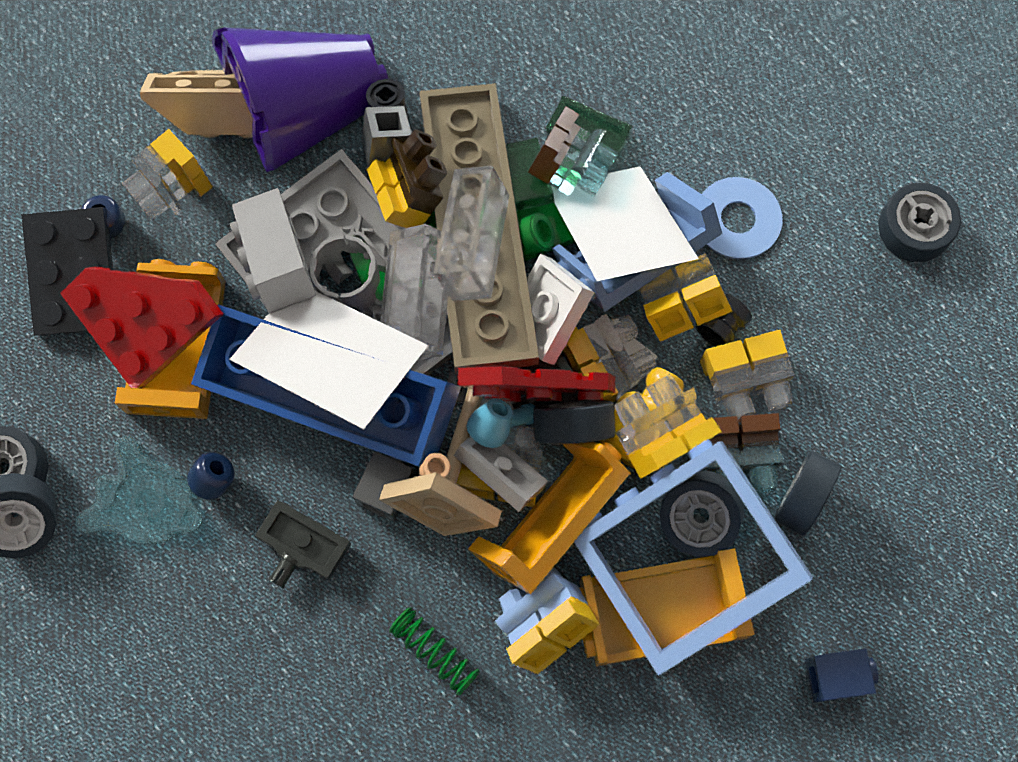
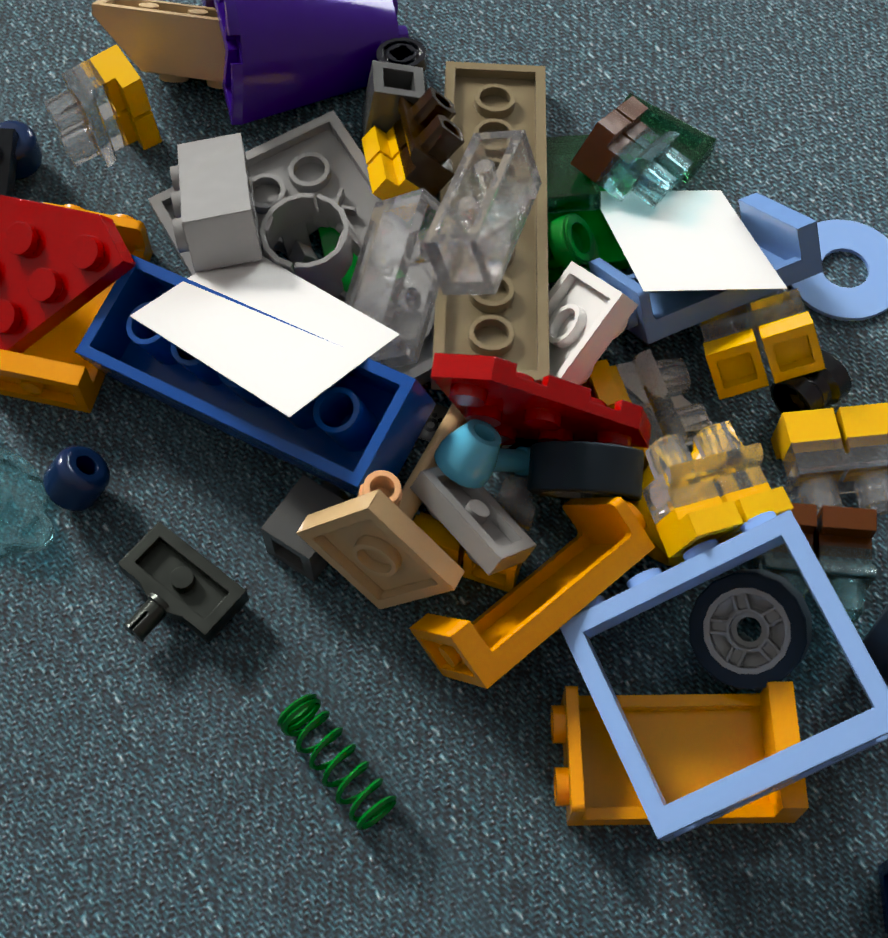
camera: 10 degrees right, 10 degrees down
(544, 621) = (501, 737): hips -> none

